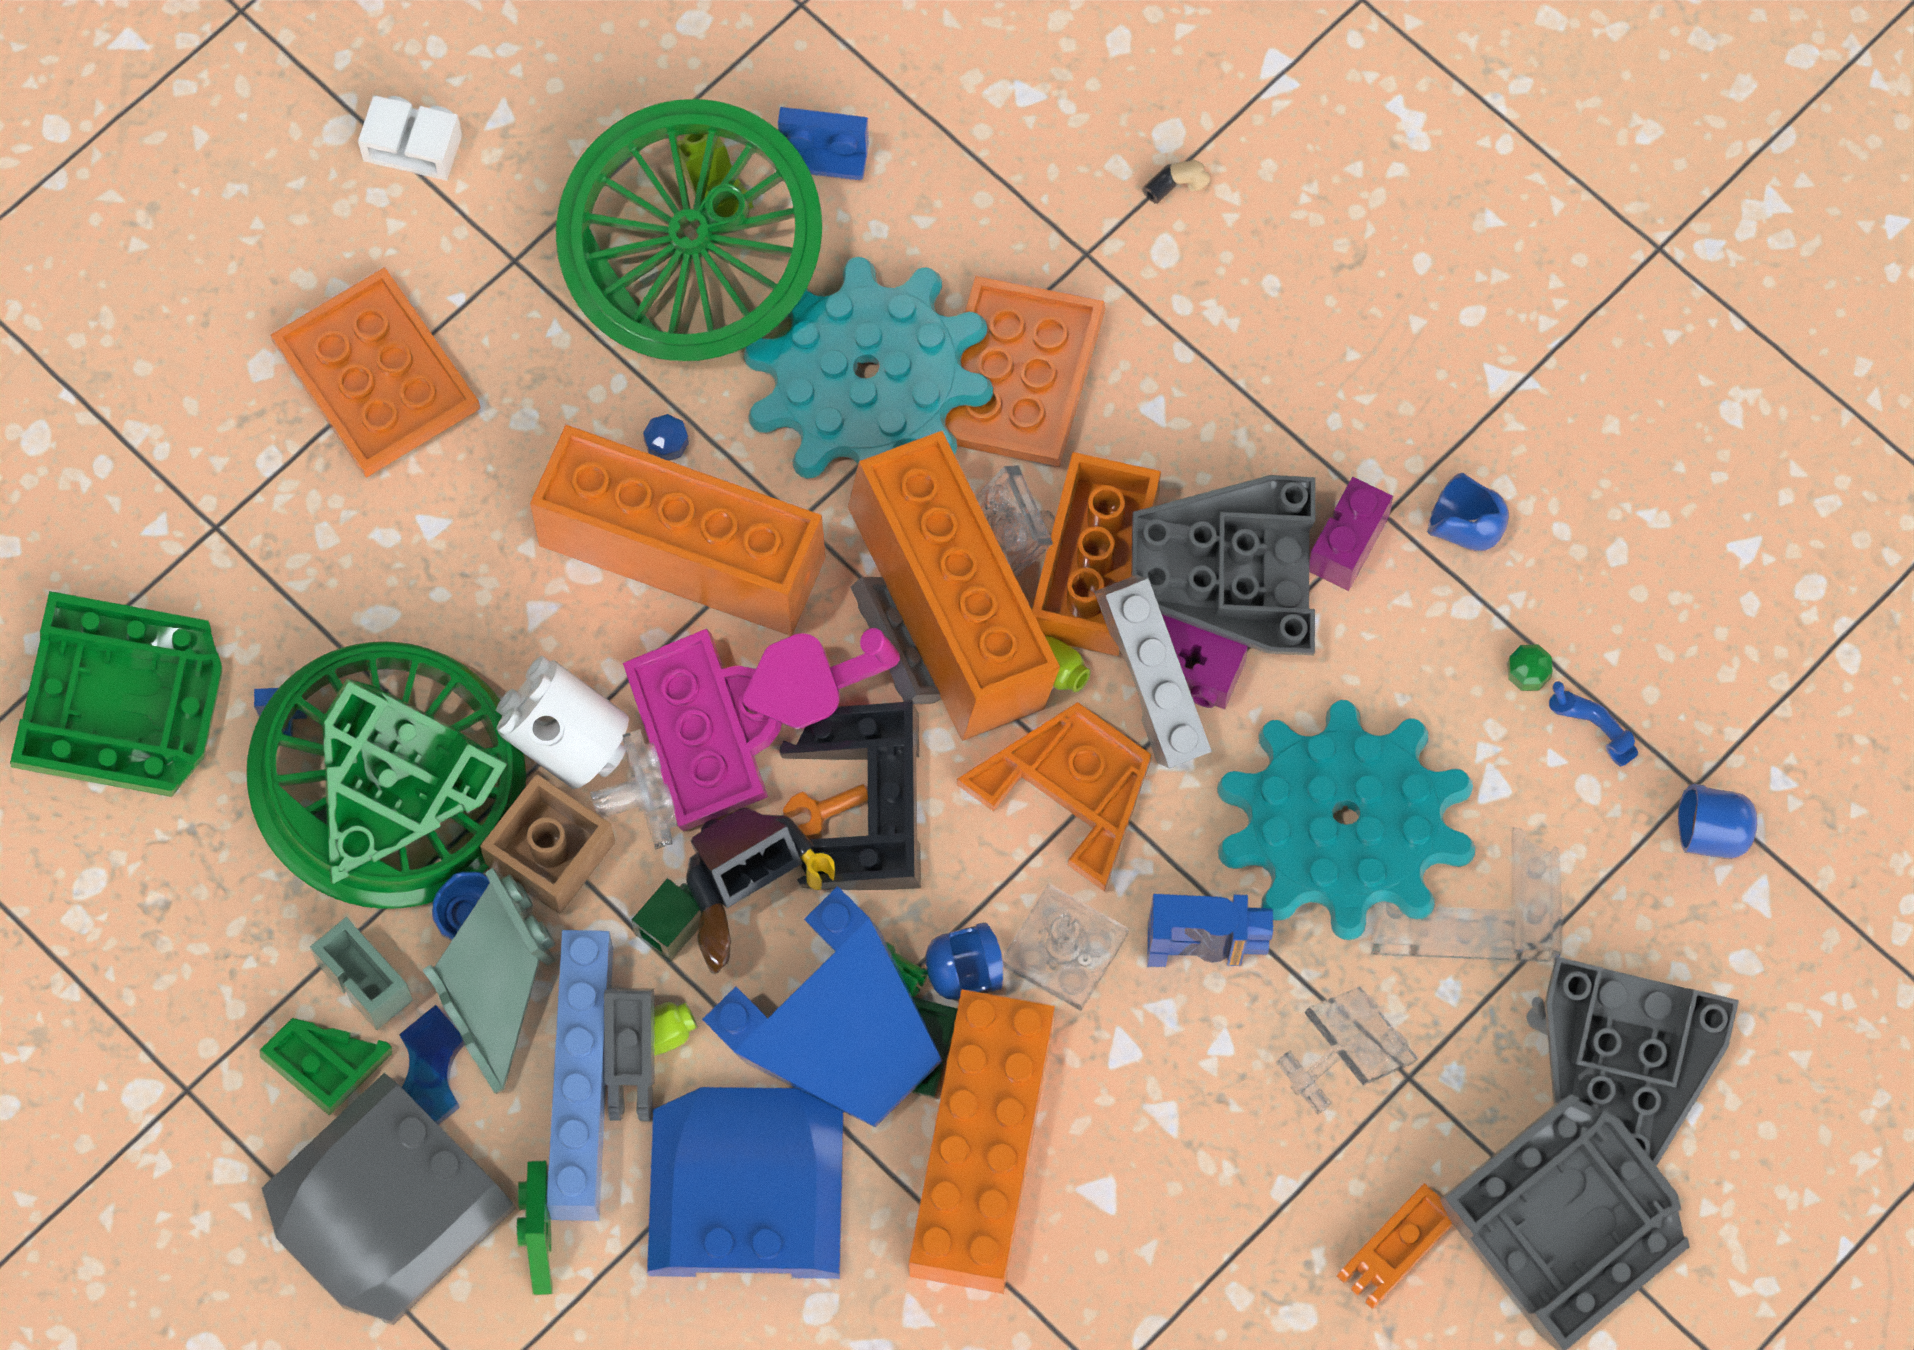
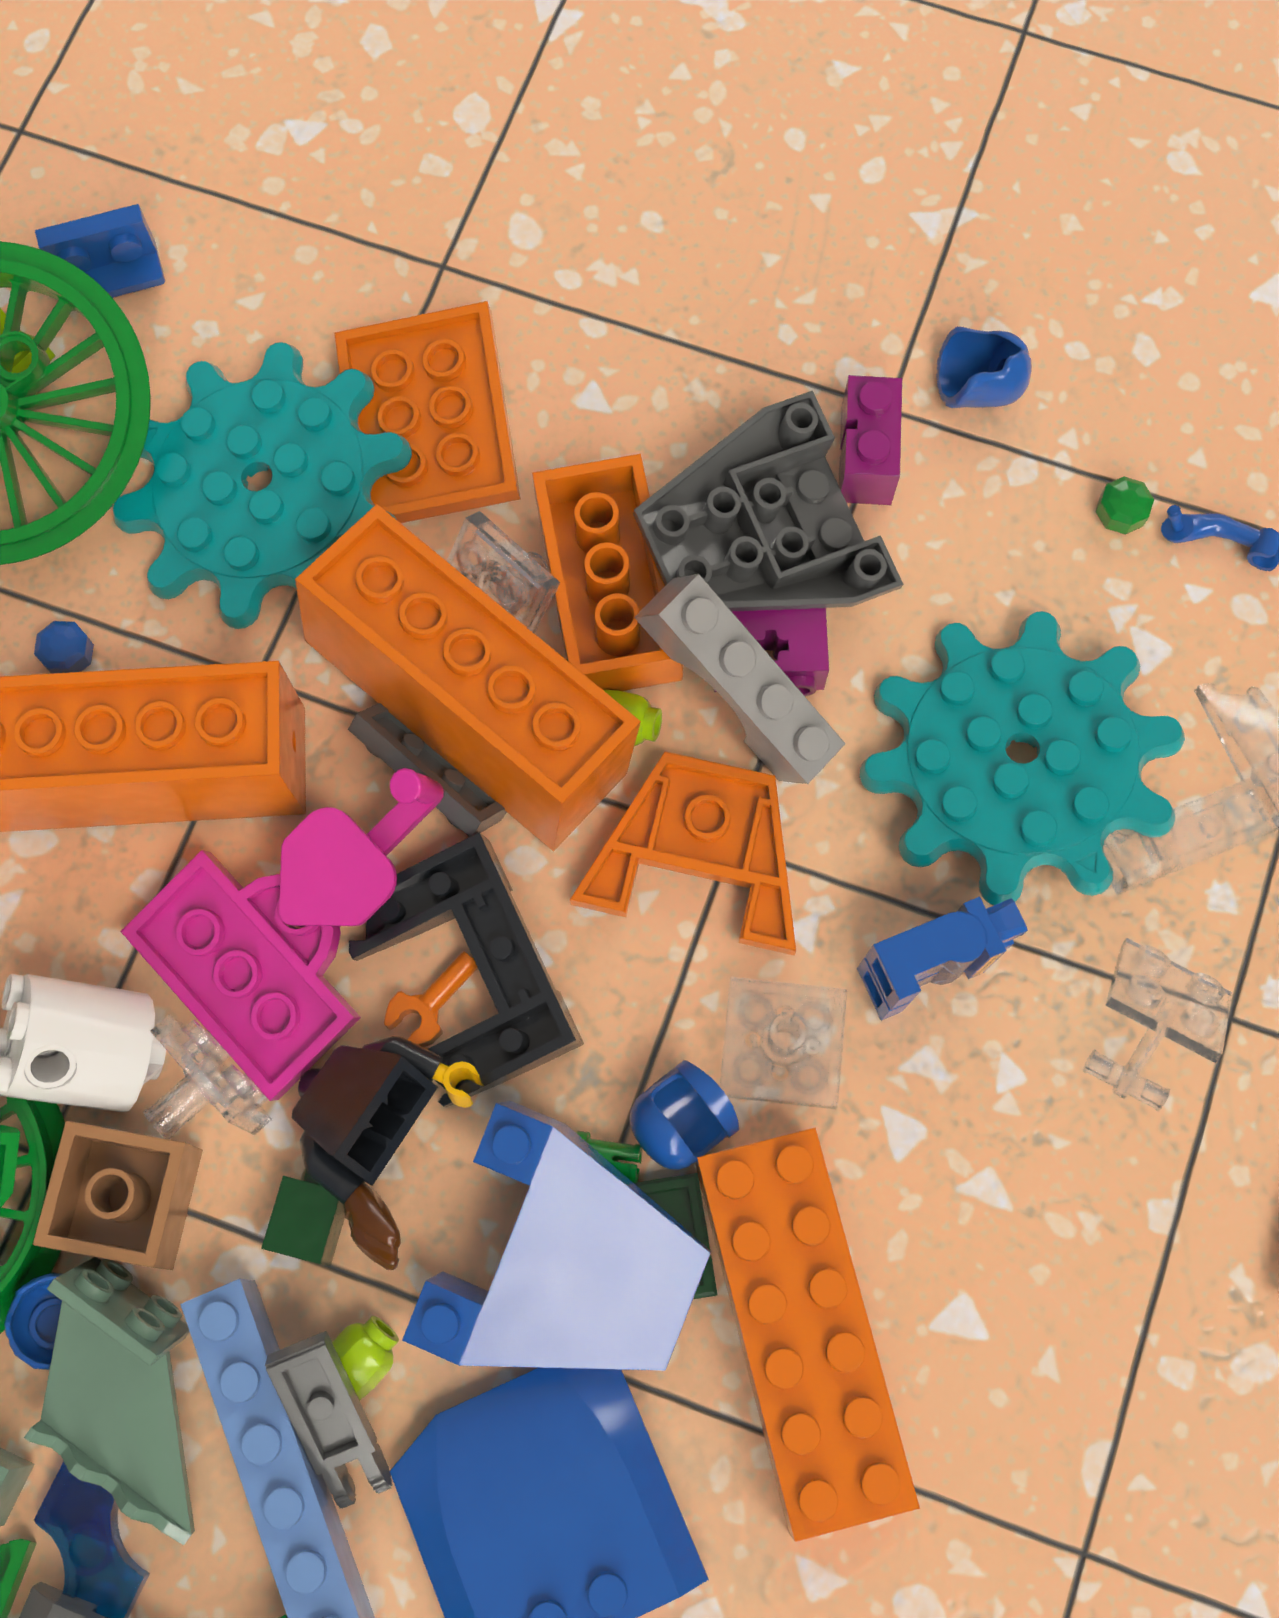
camera: 25 degrees left, 5 degrees up
(1174, 174) = (498, 146): arm -> none

